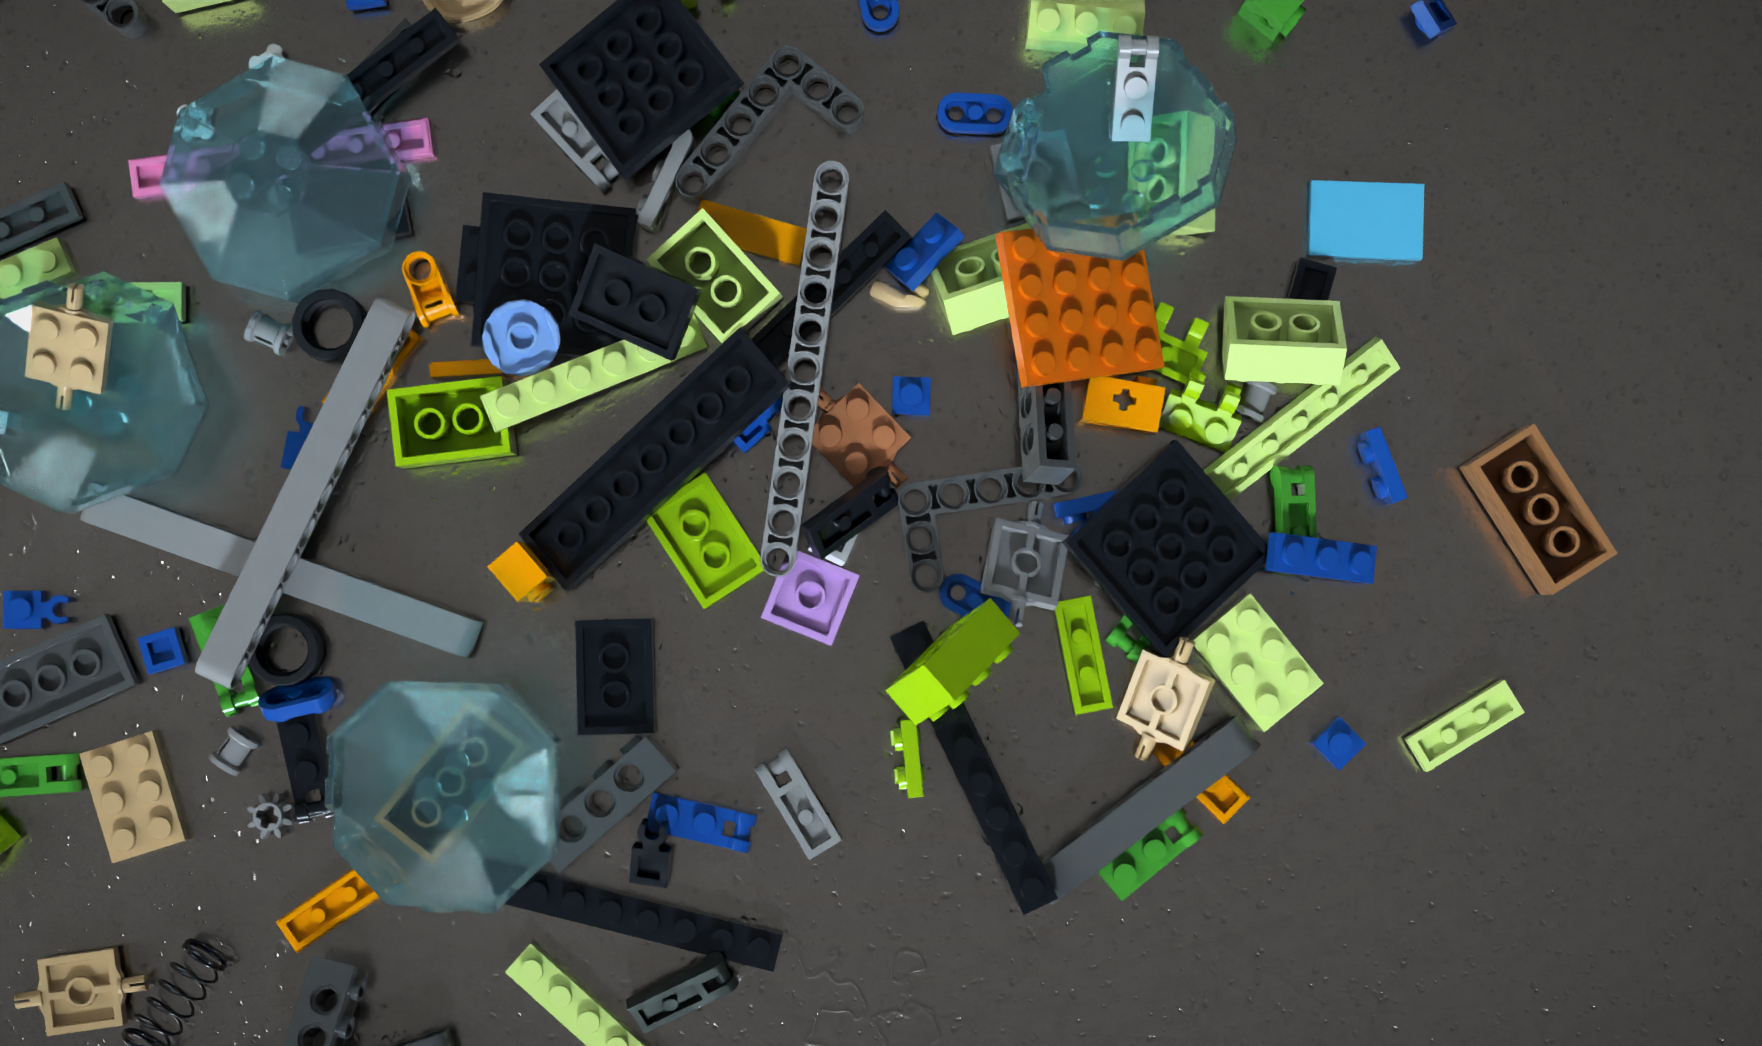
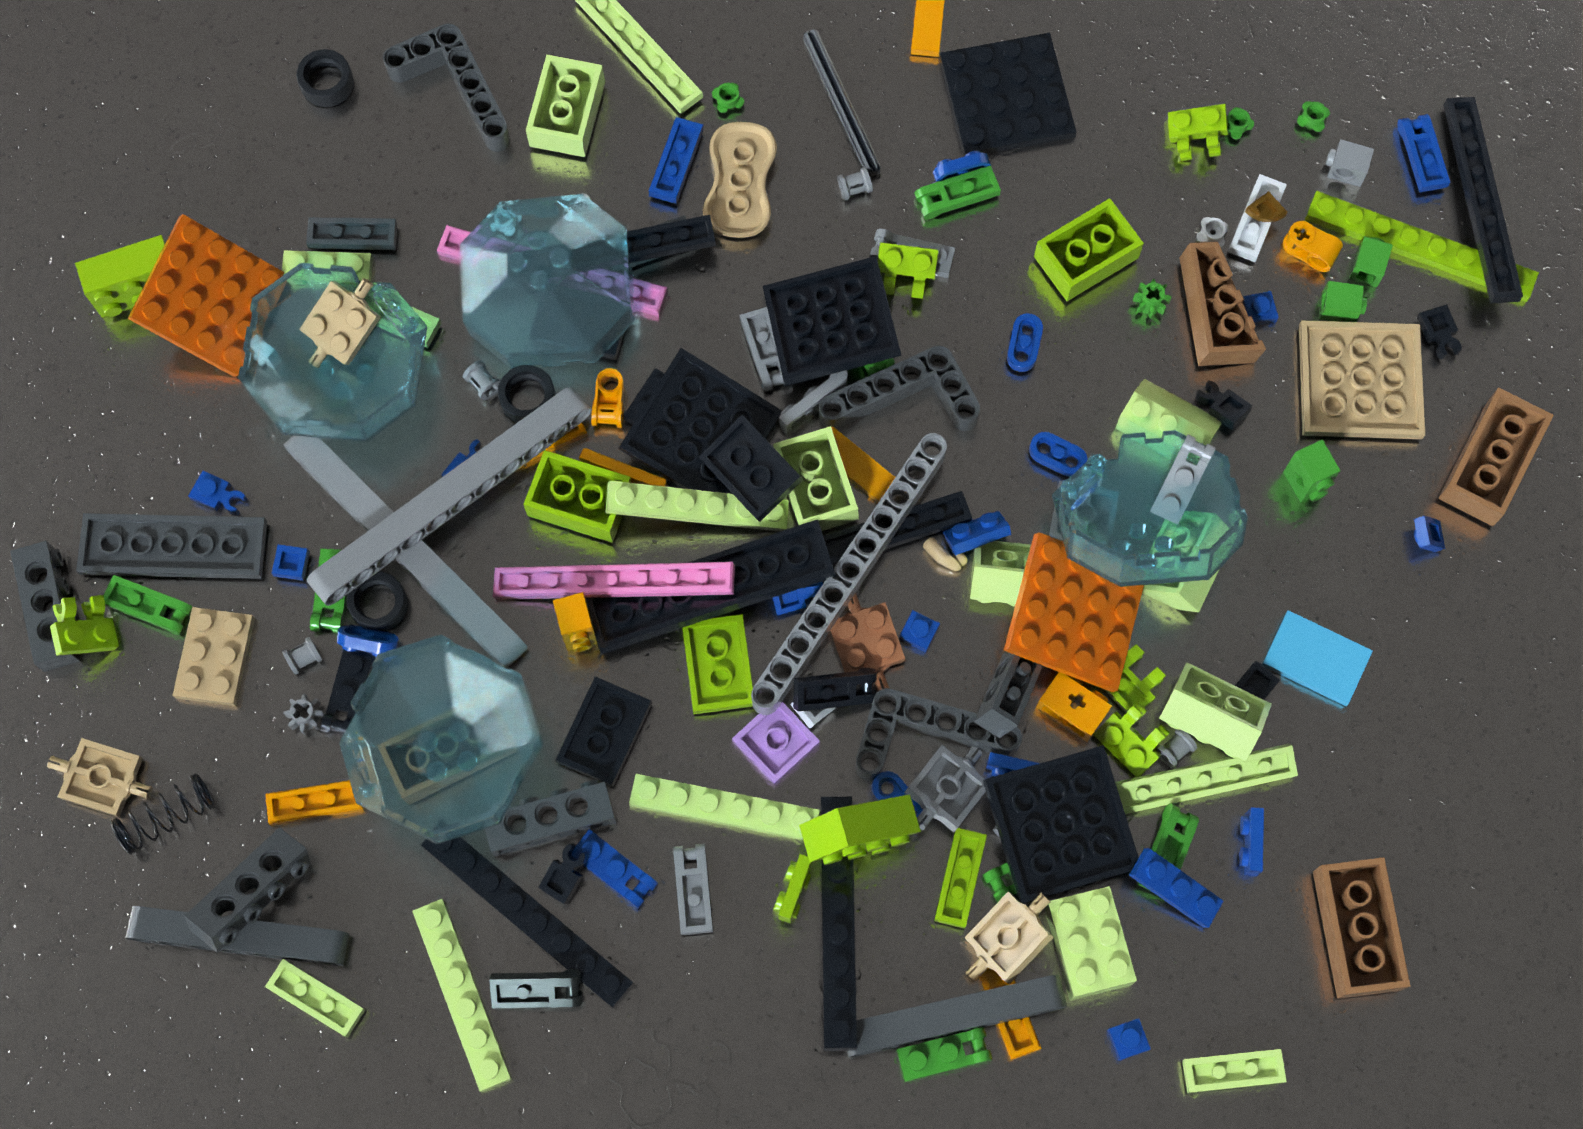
camera: 30 degrees right, 15 degrees down
(521, 338) = (657, 457): light blue tile -> none
(542, 503) = (614, 580): none -> bright pink tile
(786, 698) = (720, 806): none -> yellowish green plate

